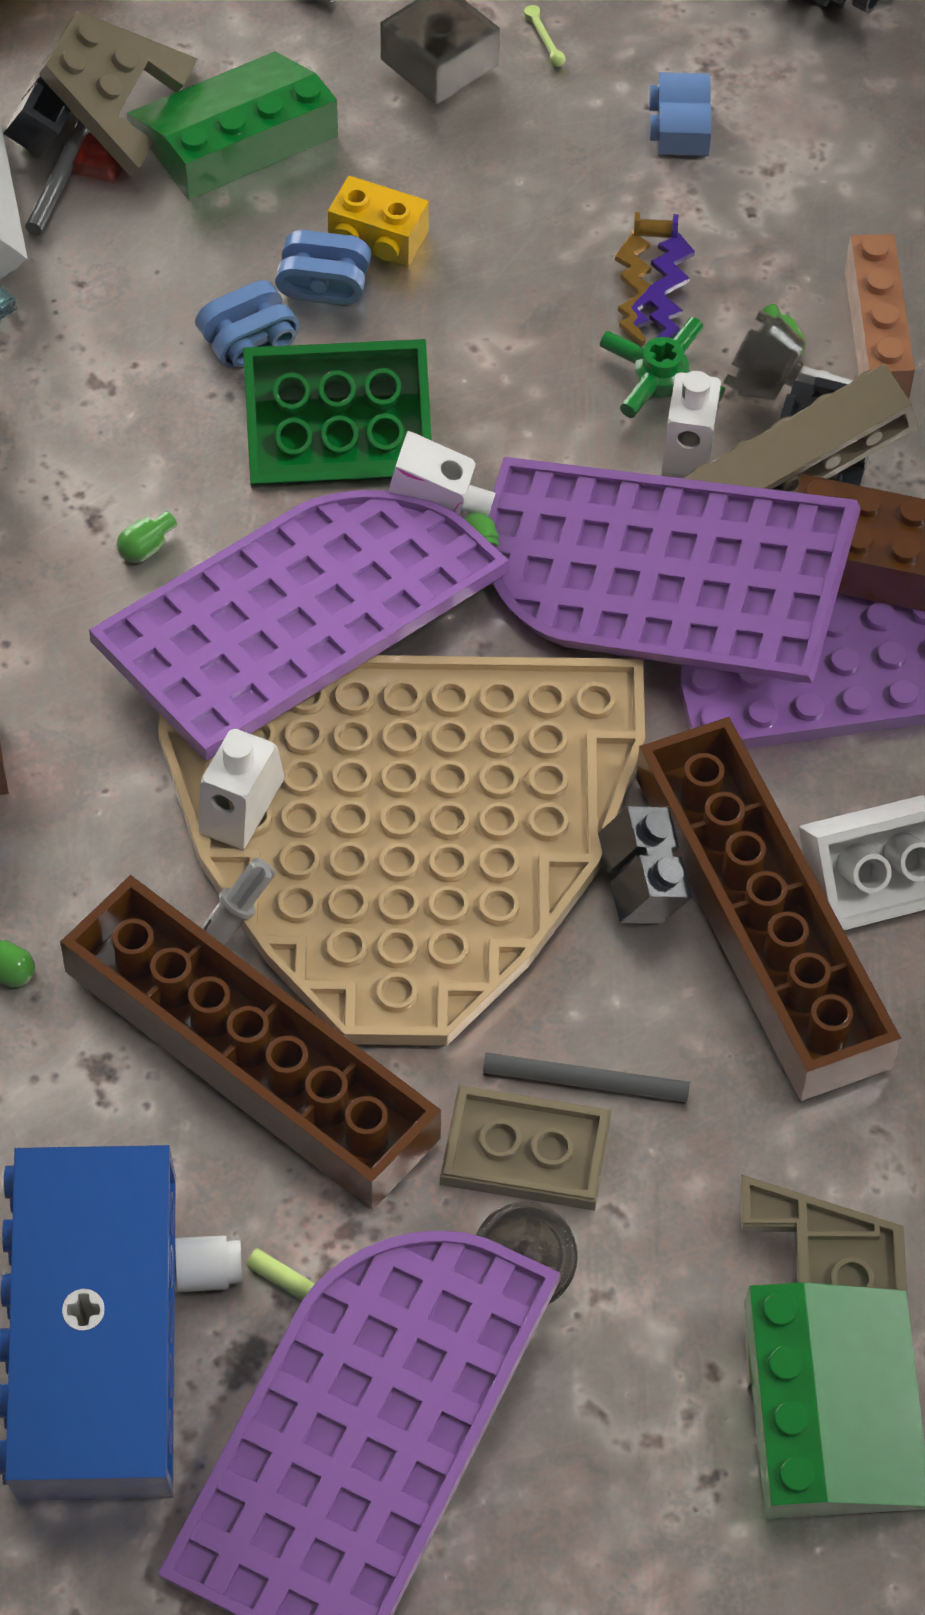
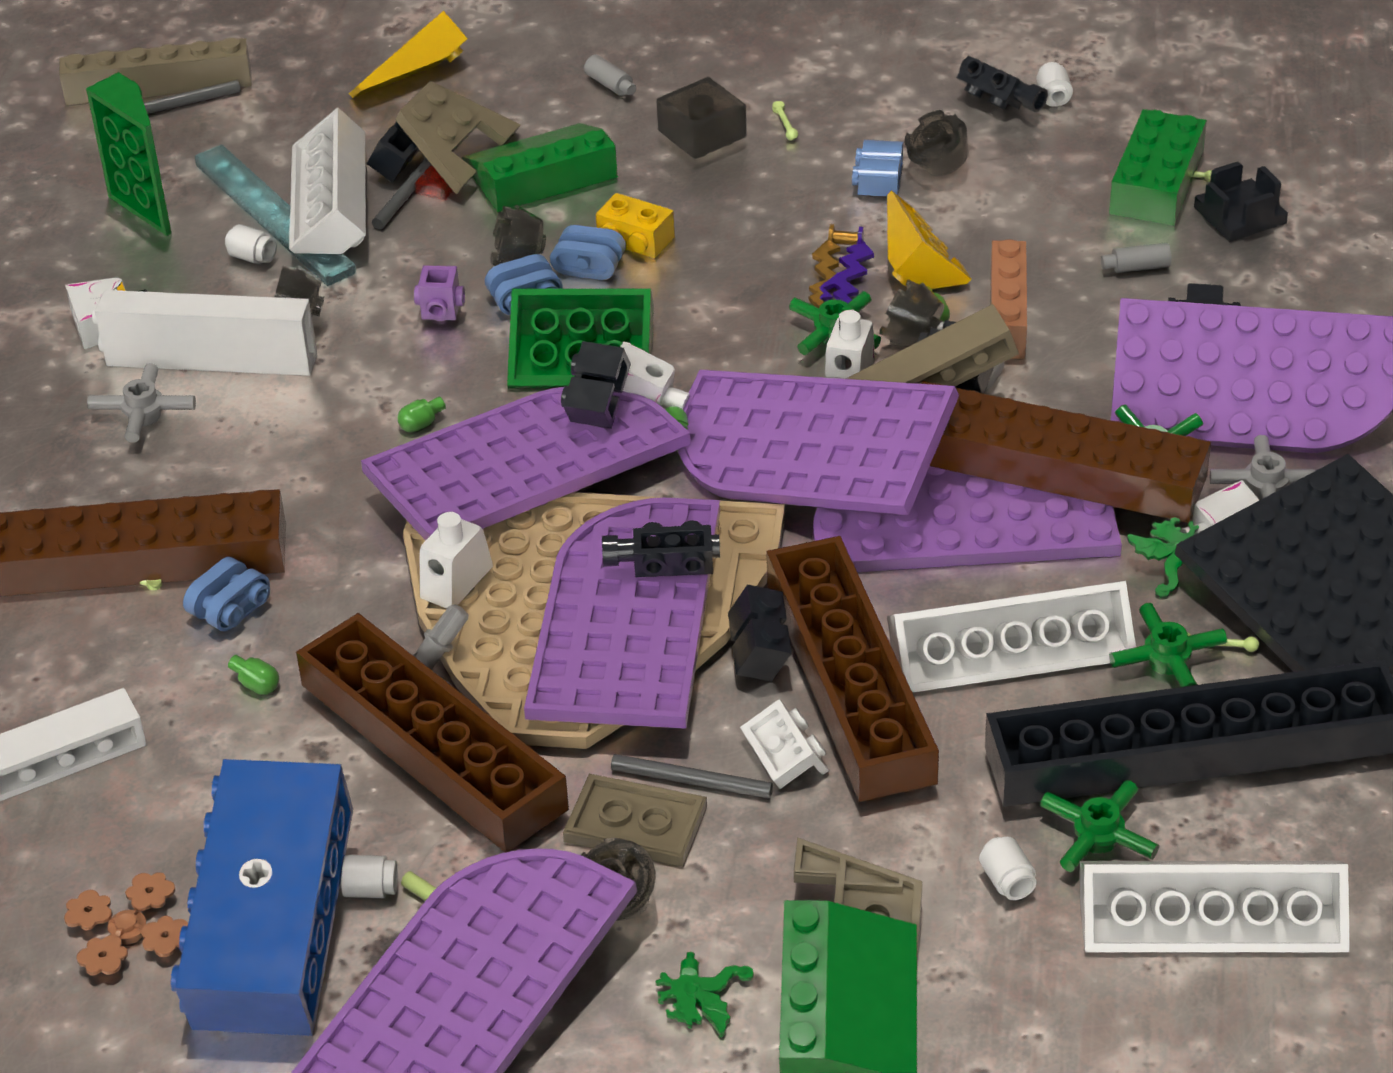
camera: 10 degrees right, 15 degrees down
(140, 347) = (439, 293): none -> medium lavender brick
(229, 254) = (517, 235): none -> clear smoke cone
(380, 513) = (597, 374): none -> black piece
(473, 850) = (616, 641): none -> medium lavender plate
(515, 760) = (667, 553): none -> black brick
(639, 1394) = (702, 990): none -> green piece
(696, 1025) = (782, 743): none -> white bracket
(750, 244) = (917, 251): none -> yellow wedge
(755, 75) = (938, 143): none -> clear smoke cone

